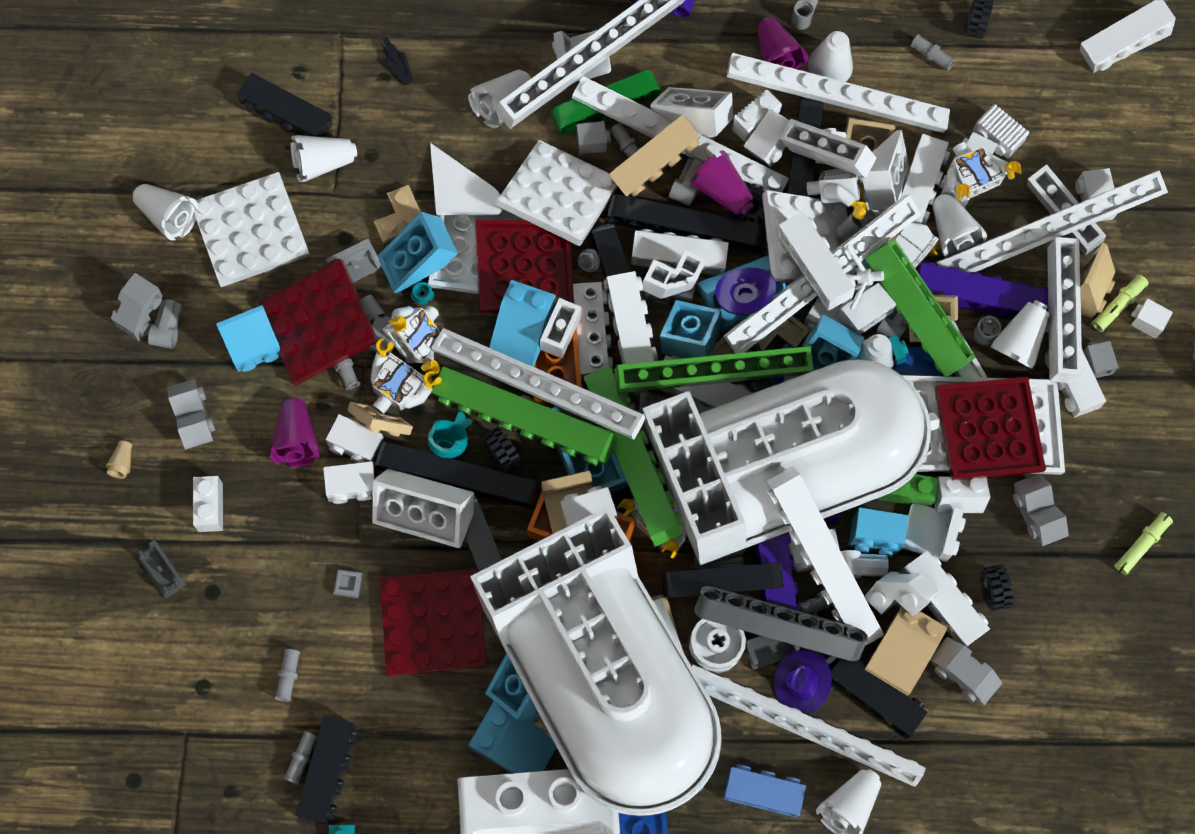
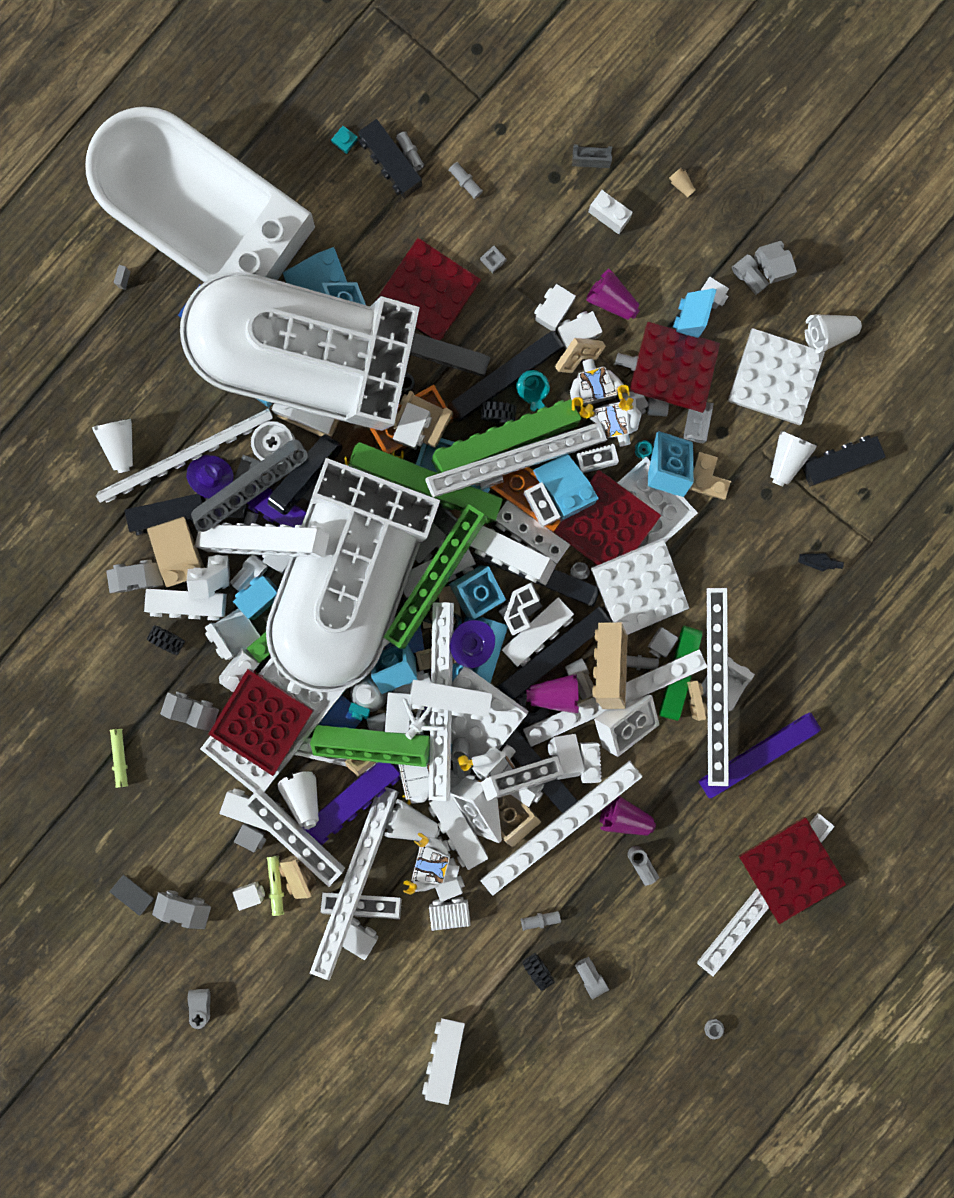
camera: 135 degrees right, 15 degrees up
(190, 413) = (677, 245): light grey brick -> none
(212, 346) = (720, 296): none -> white brick
(422, 507) = (501, 335): white slope -> none
(459, 189) = (695, 528): white sticker -> none
(468, 323) = (597, 459): none -> white brick
(487, 95) = (740, 607): white cone -> none
(622, 64) = (697, 707): none -> tan plate
(764, 791) = (167, 399): medium blue brick -> none
(832, 57) = (588, 845): white cone -> none
(990, 326) = (327, 783): light grey wheel -> none

